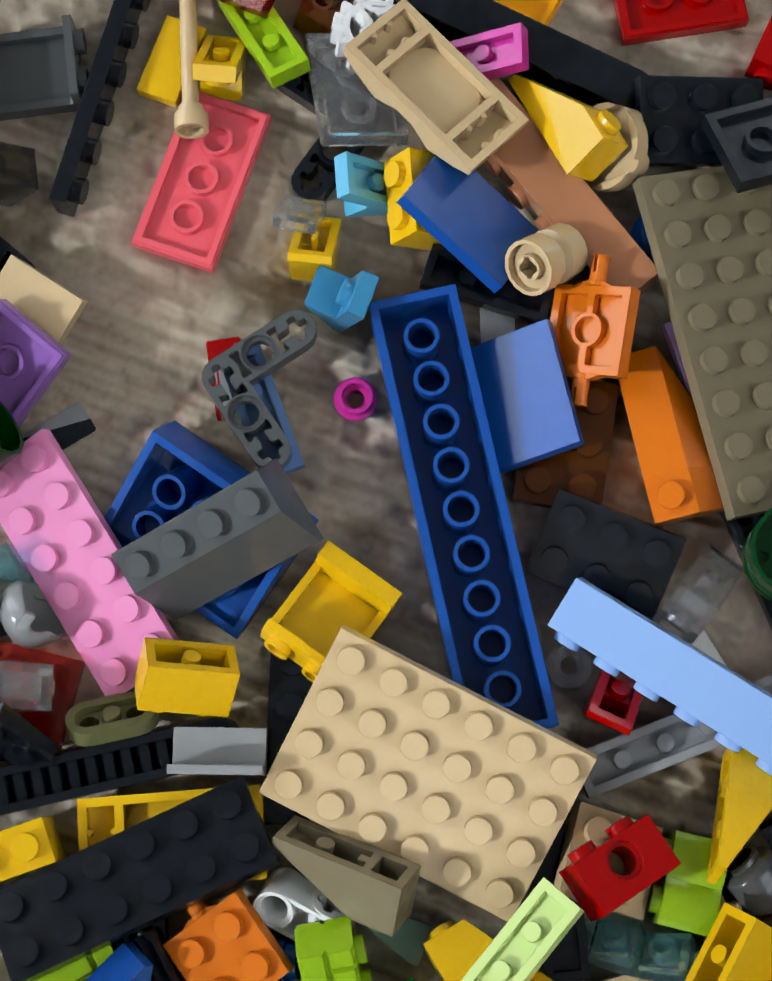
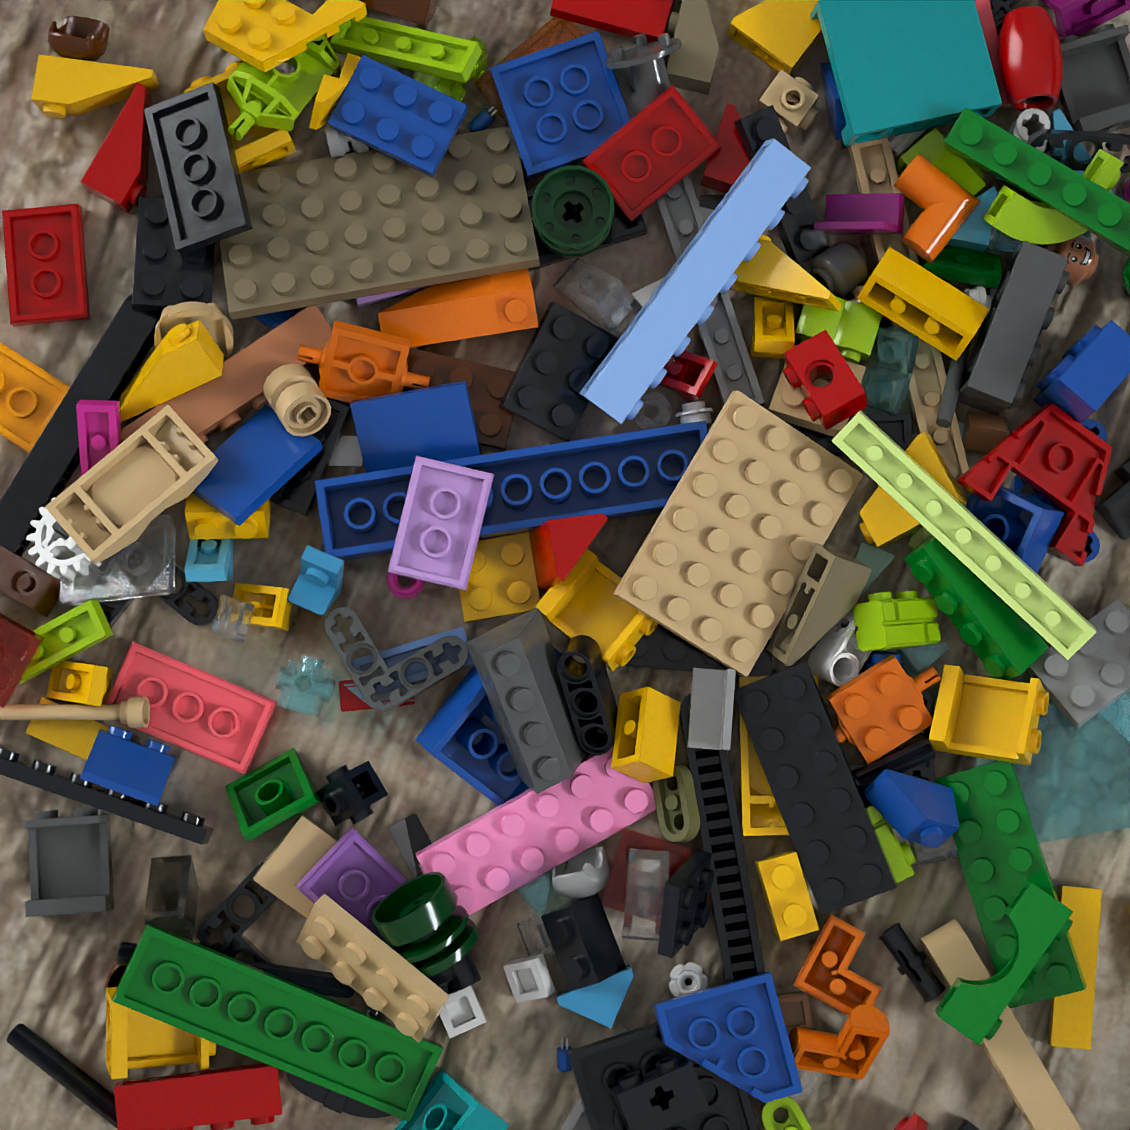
camera: 90 degrees left, 5 degrees up
(108, 272) = (272, 795): none -> green slope
(110, 353) = (351, 793): none -> black brick
(129, 114) = (129, 765): none -> blue slope
(227, 295) = (290, 681): none -> clear light blue brick
(230, 606) = (590, 678): none -> black beam
(364, 499) = (501, 579): none -> yellow plate
(400, 565) = (560, 544): none -> red slope
(415, 425) = (441, 523): none -> lavender tile
(569, 716) = (694, 413): none -> white plate
(681, 802) = (772, 328): none -> yellow slope

